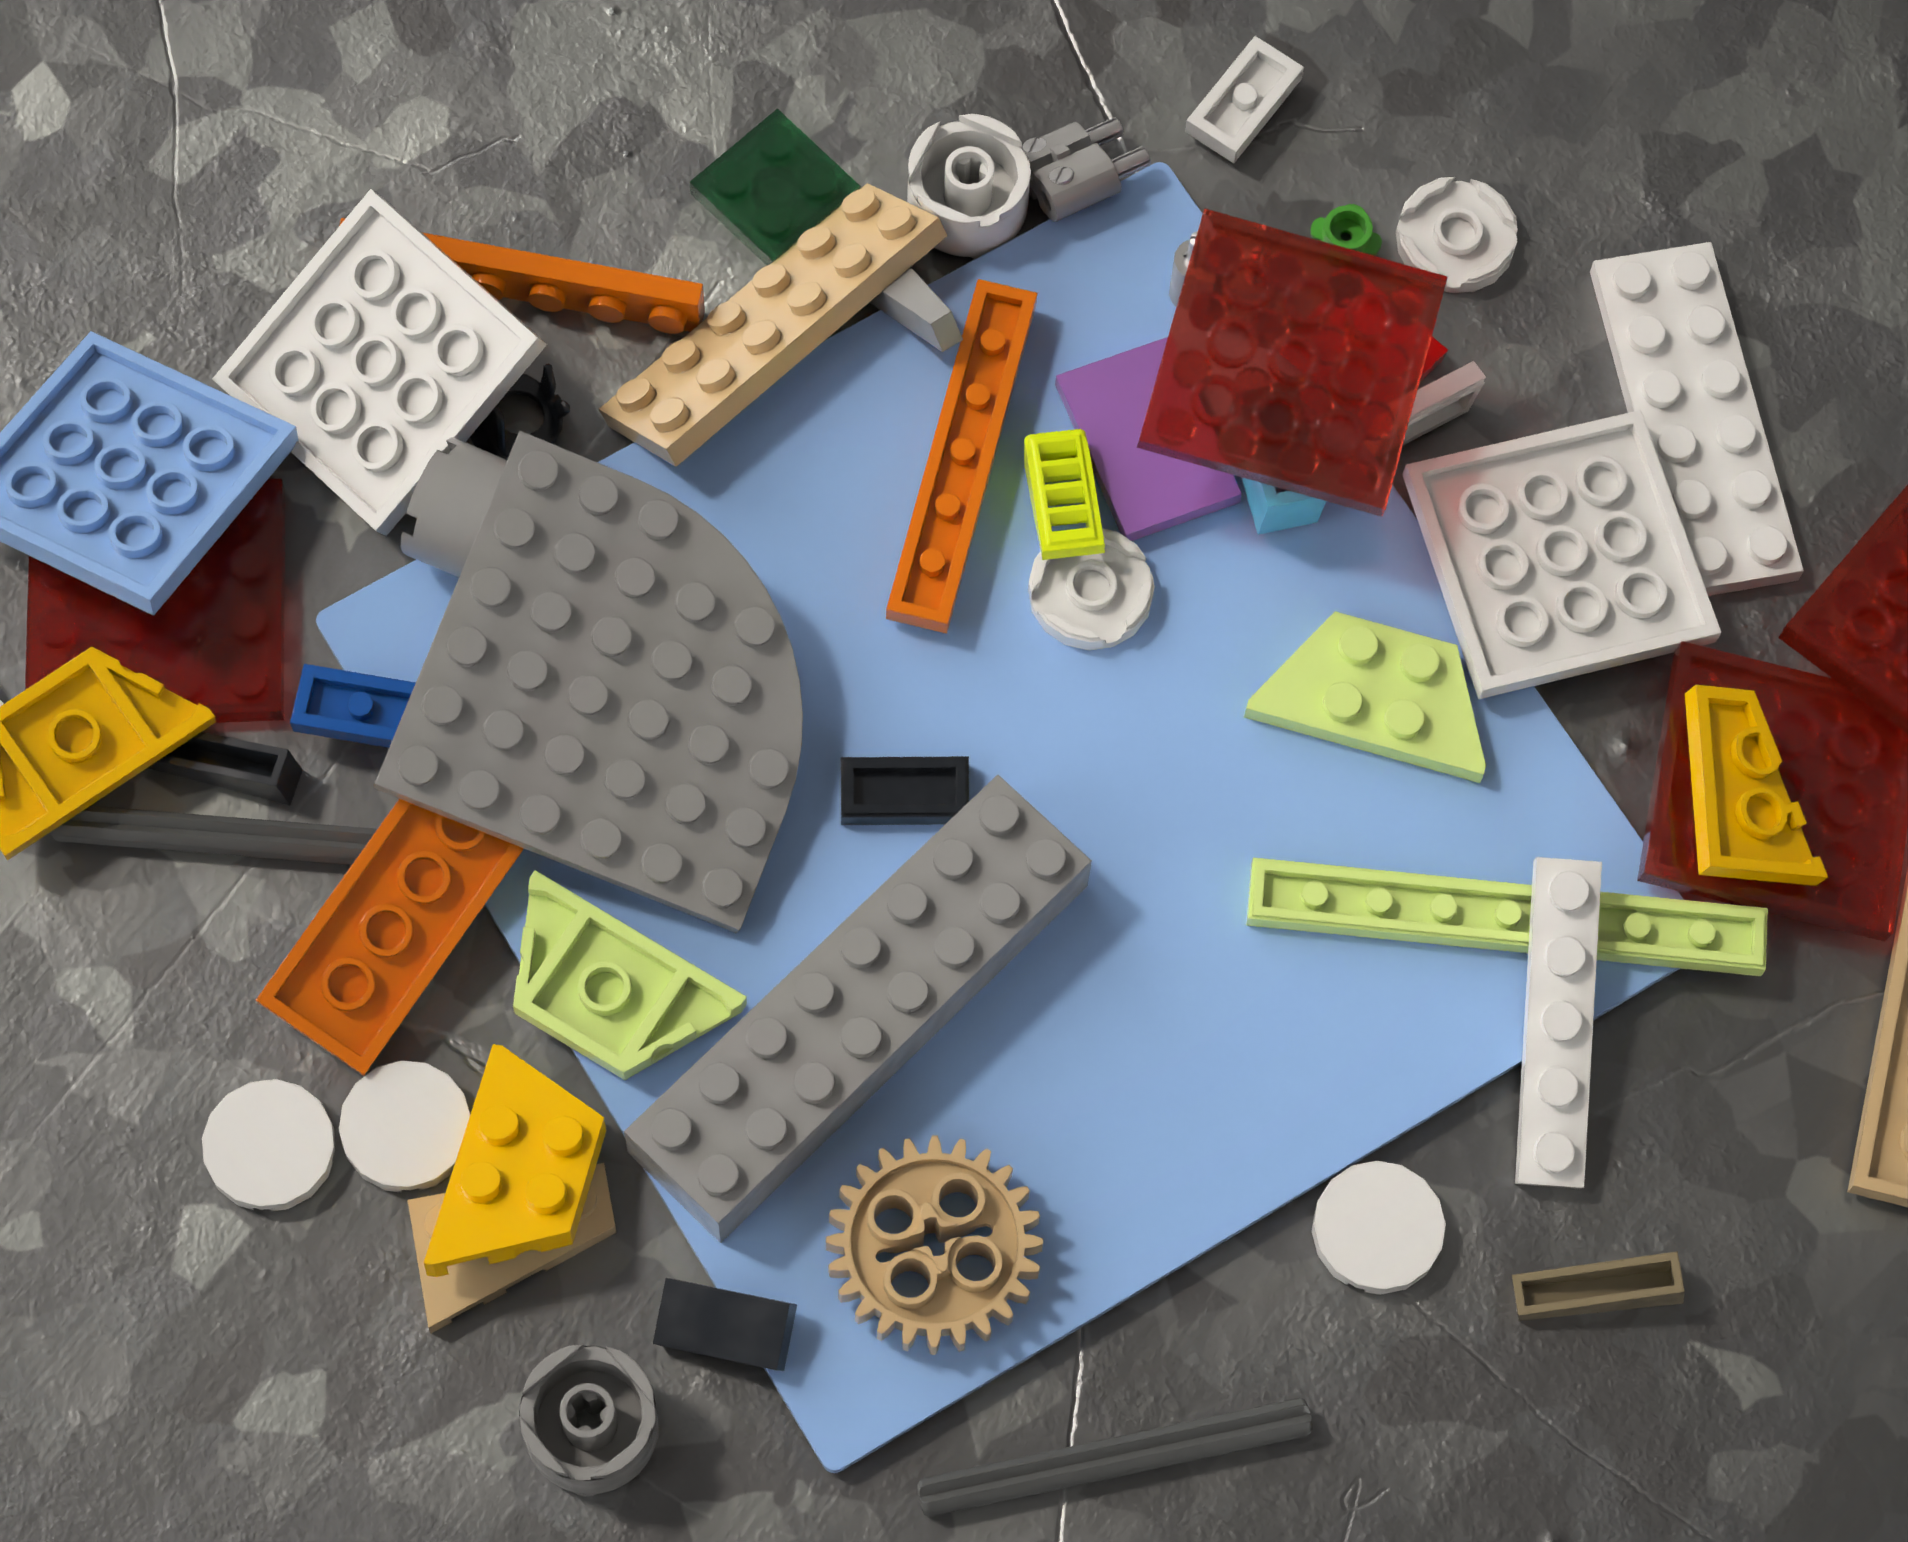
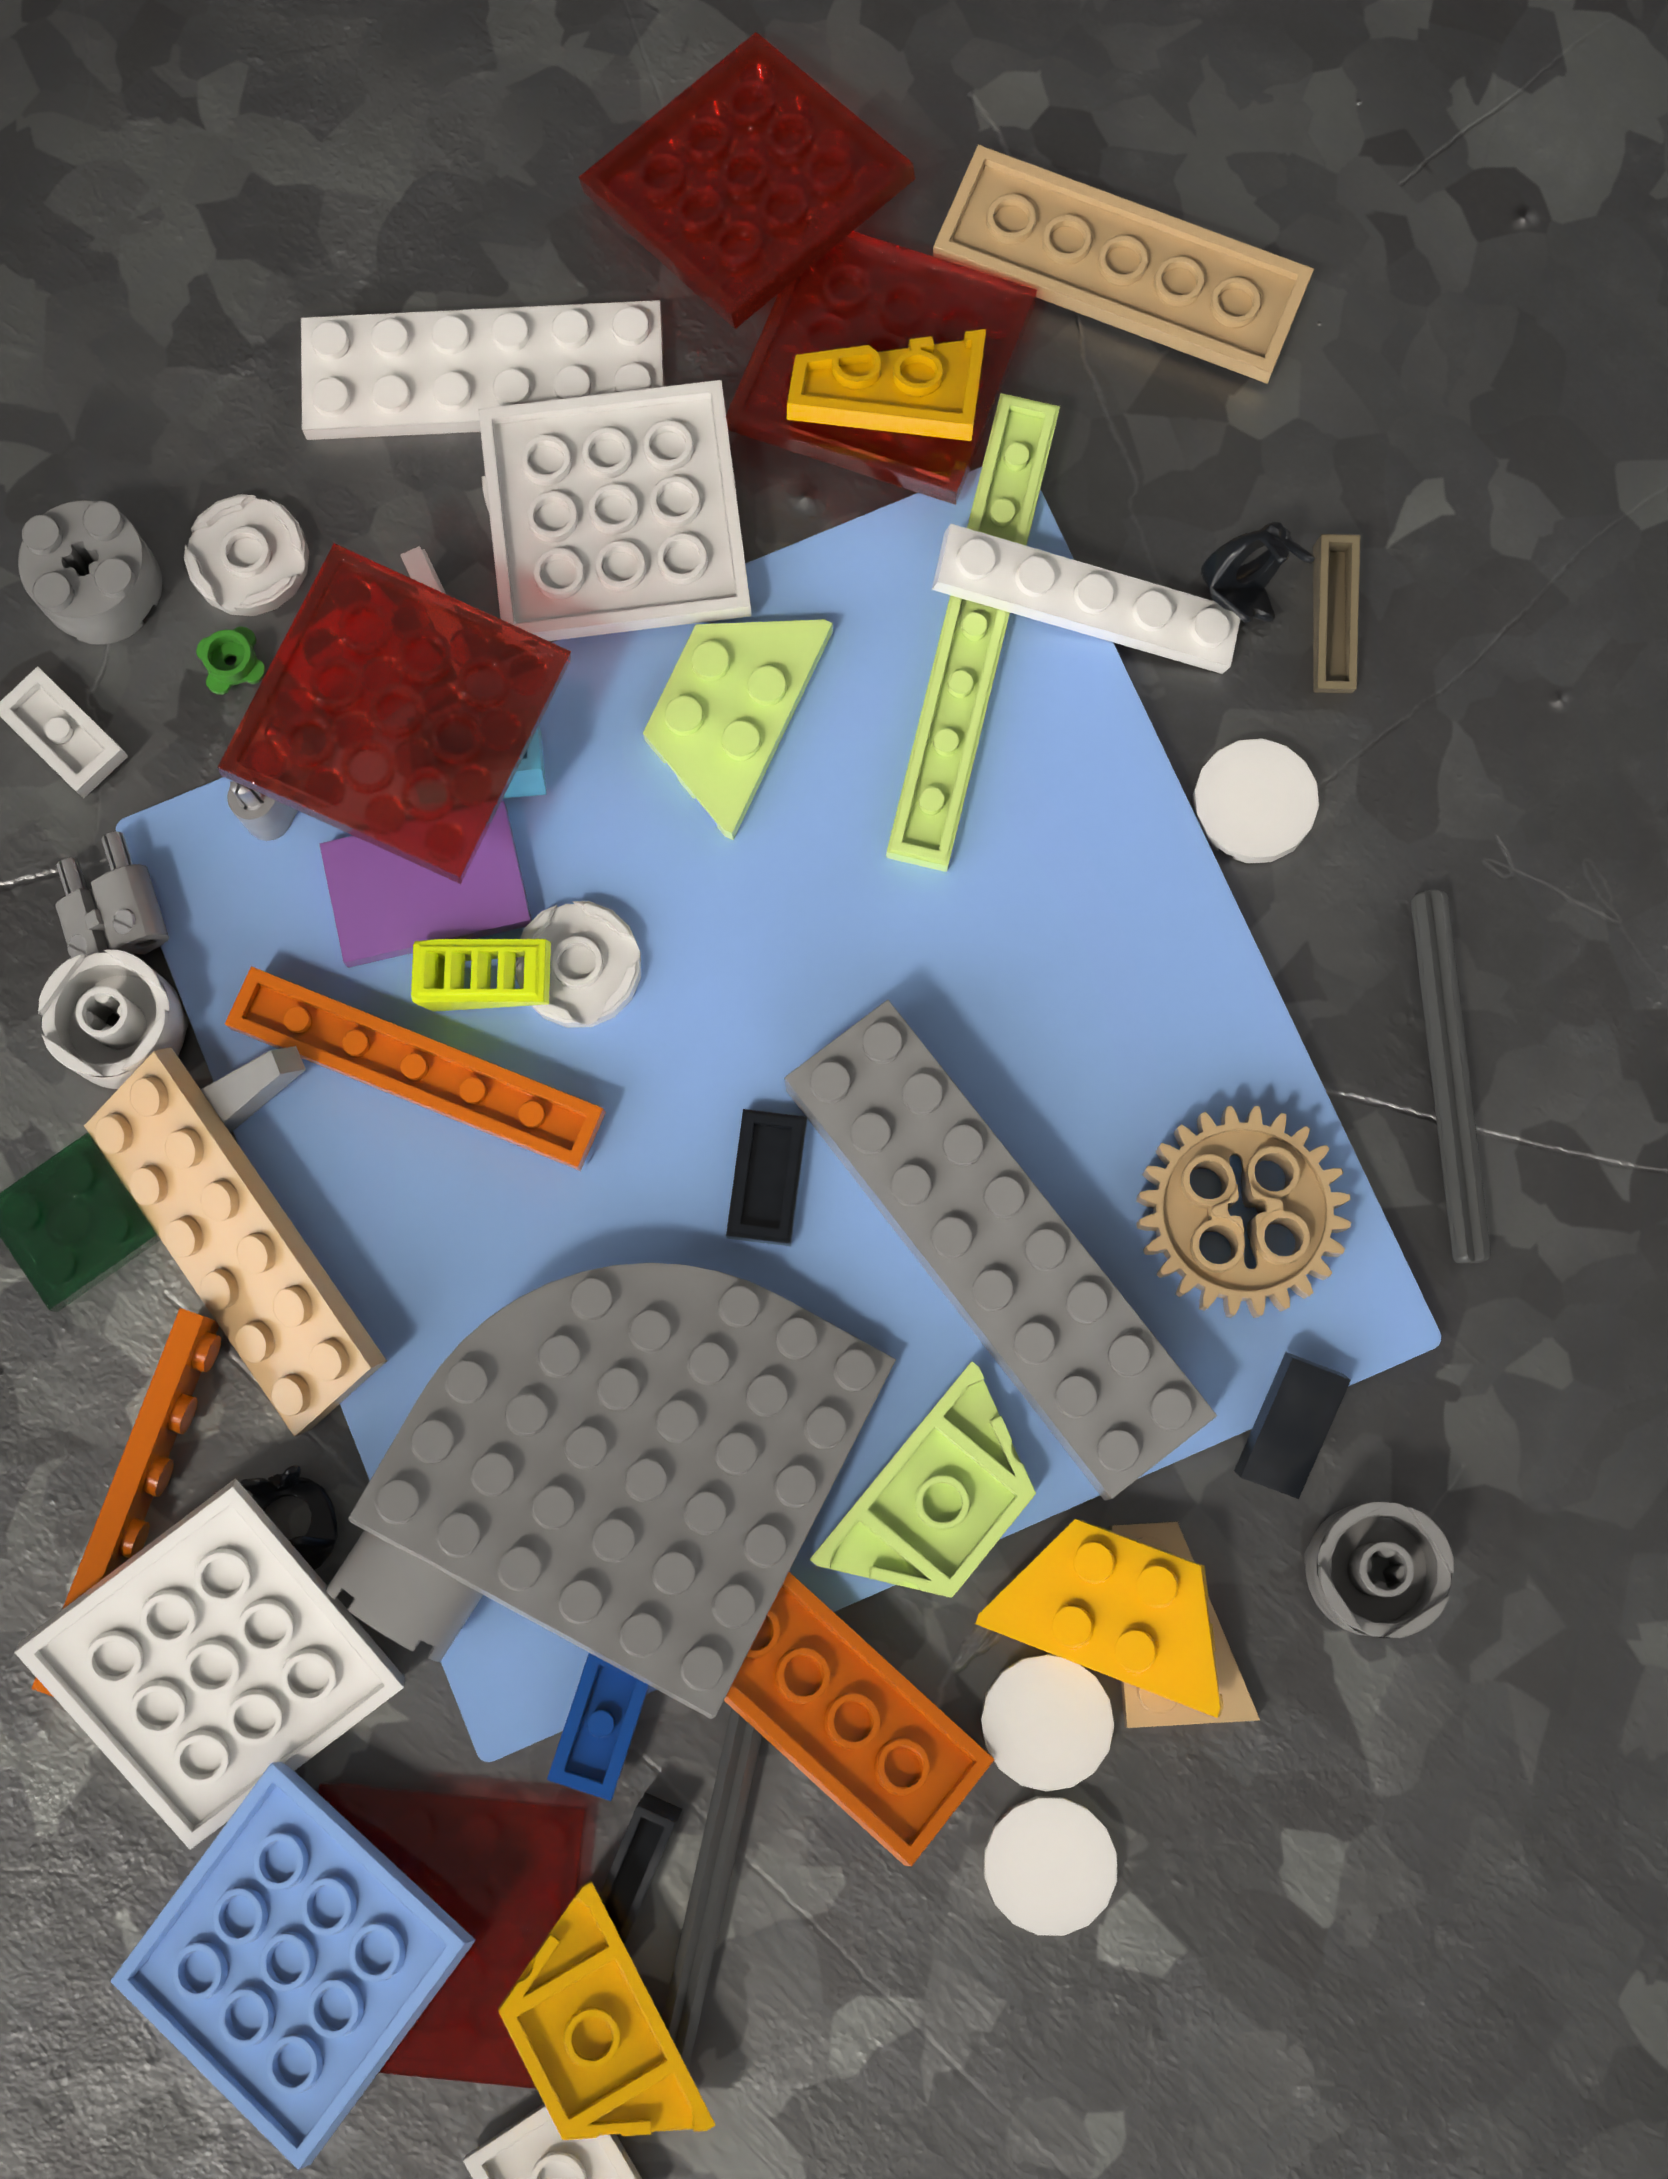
camera: 75 degrees left, 10 degrees up
(1406, 95) = (89, 571): none -> light grey brick
(1607, 1191) = (1243, 586): none -> black piece

